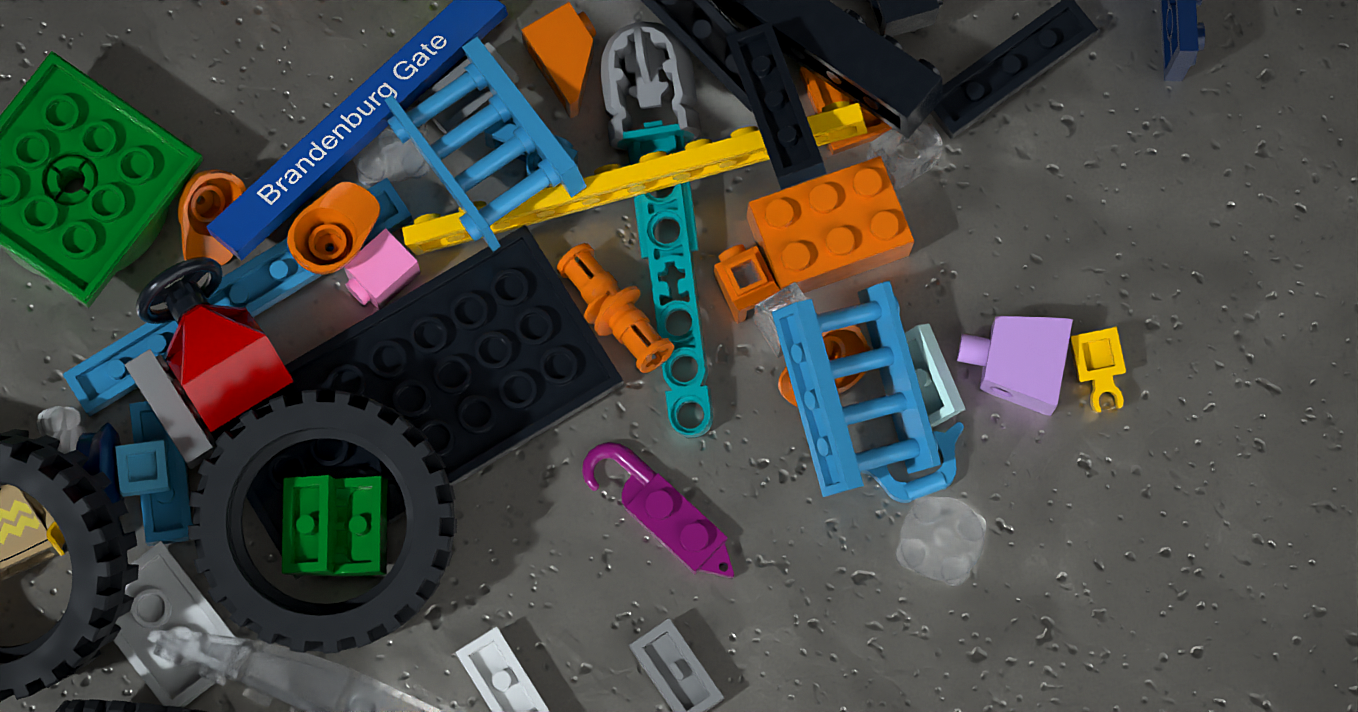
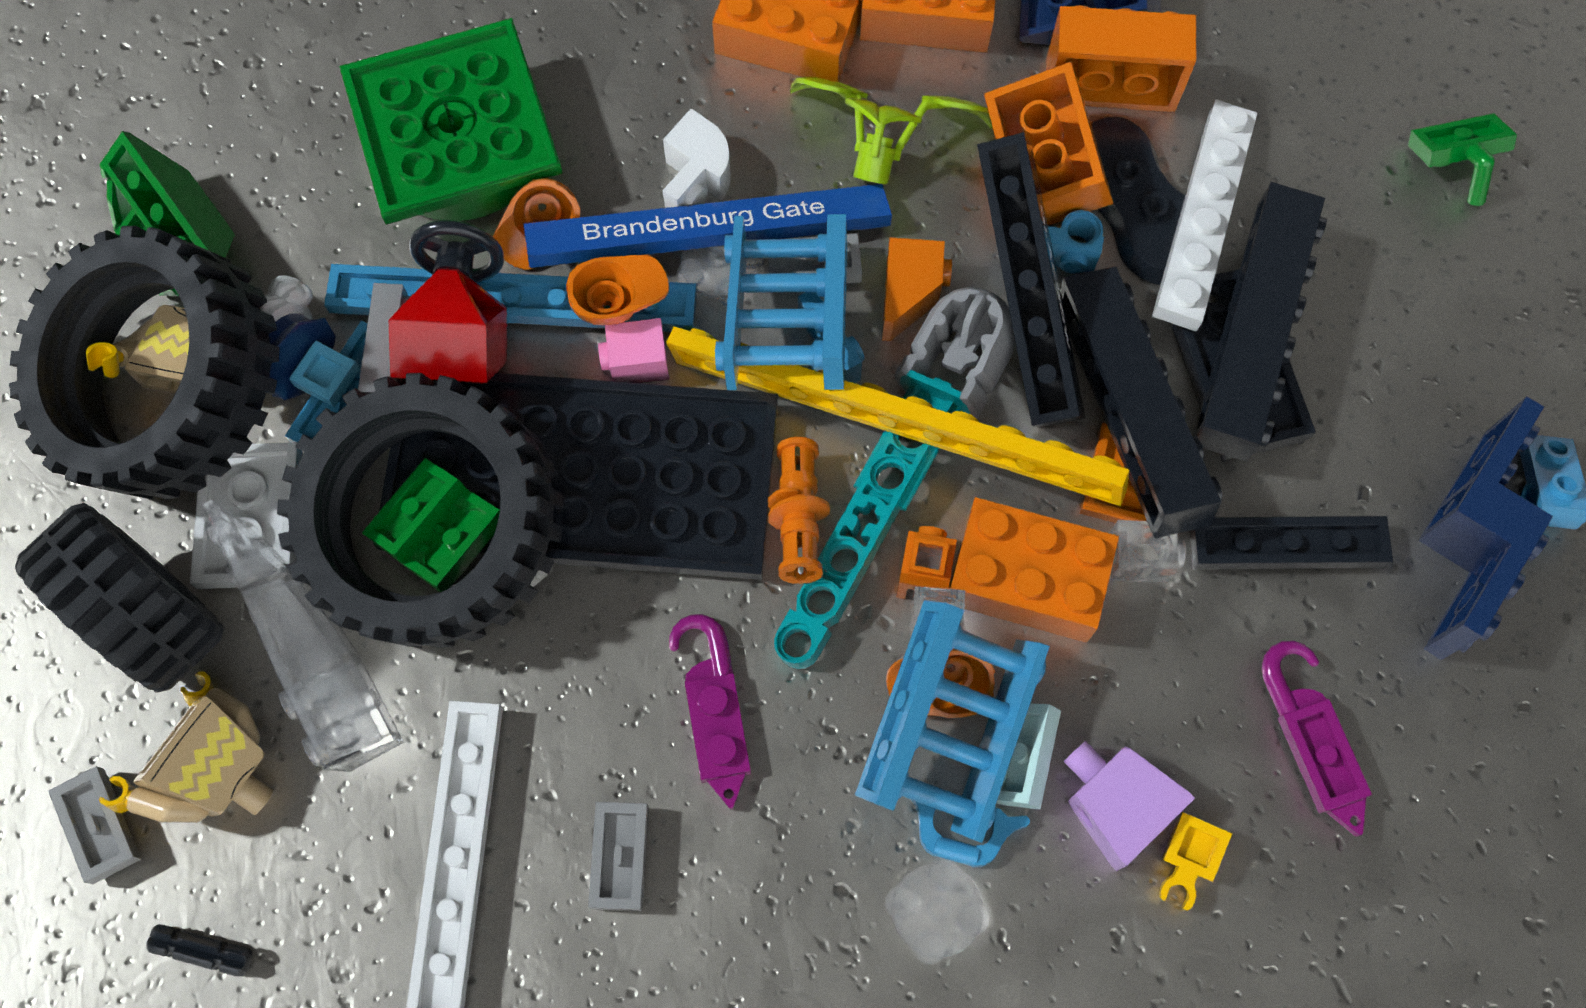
camera: 40 degrees right, 5 degrees down
(307, 61) = (701, 157): none -> white brick
(776, 105) = (1051, 425): black plate -> none
(1131, 210) = (1317, 741): none -> magenta plate

